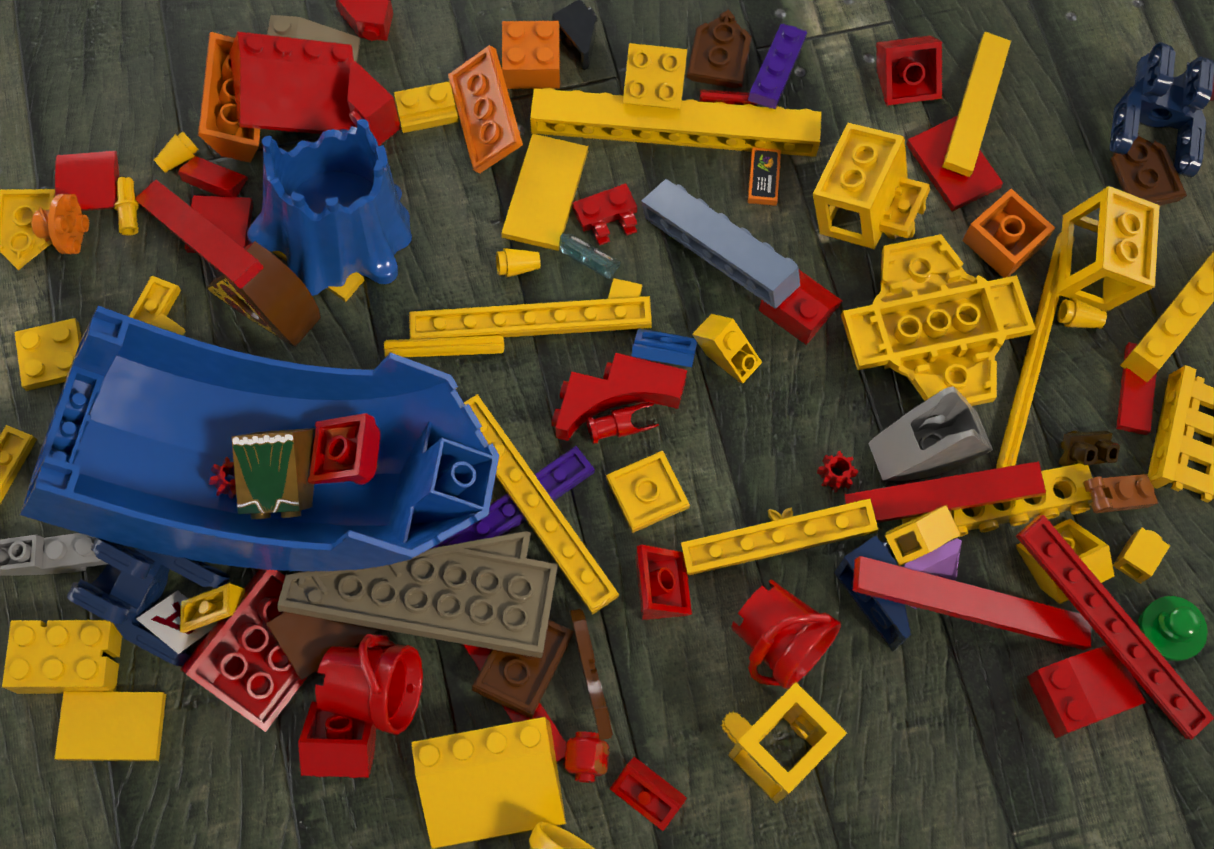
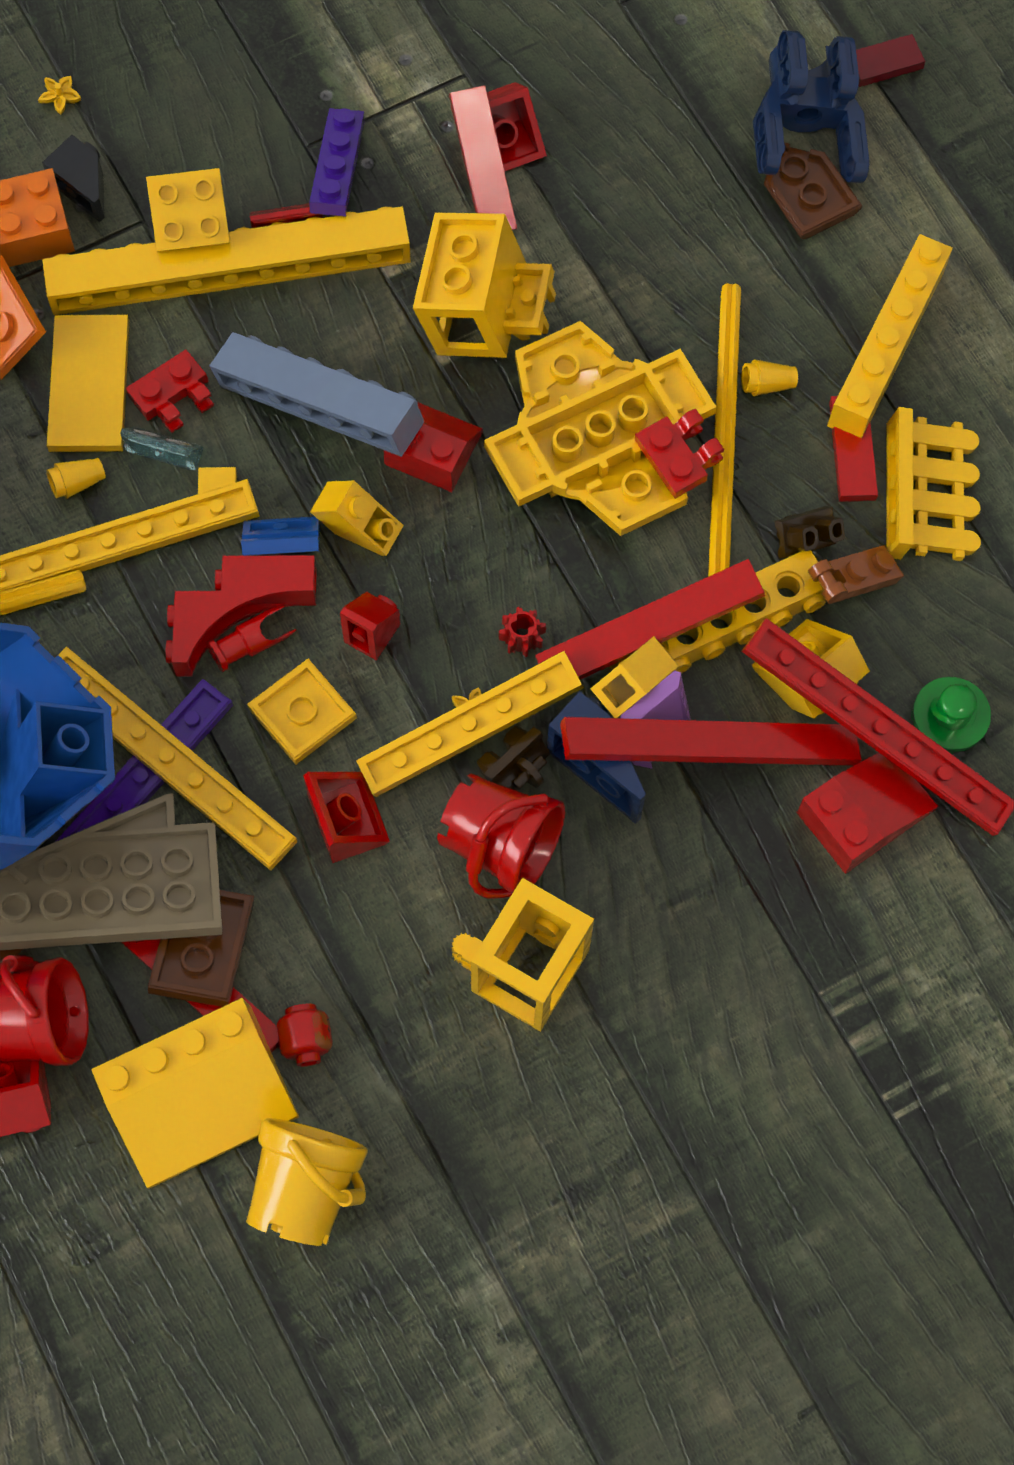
camera: 15 degrees left, 0 degrees up
(590, 673) = (290, 947): reddish brown tile -> none
(648, 793) = (387, 1058): red slope -> none
(718, 435) = (369, 623): none -> red slope
(720, 52) = (262, 161): reddish brown tile -> none
(764, 176) = (353, 301): tile -> none
(812, 578) = (520, 763): none -> dark brown hips
(893, 82) = (481, 153): none -> tile
(931, 446) = (621, 577): light grey piece -> none
(956, 189) = (579, 232): red tile -> none
(976, 104) = (589, 153): yellow tile -> none
(991, 361) = (672, 458): none -> red plate
(1008, 233) = (660, 301): orange brick -> none
(1124, 248) = (793, 287): yellow piece -> none
(1141, 555) = (896, 639): yellow brick -> none

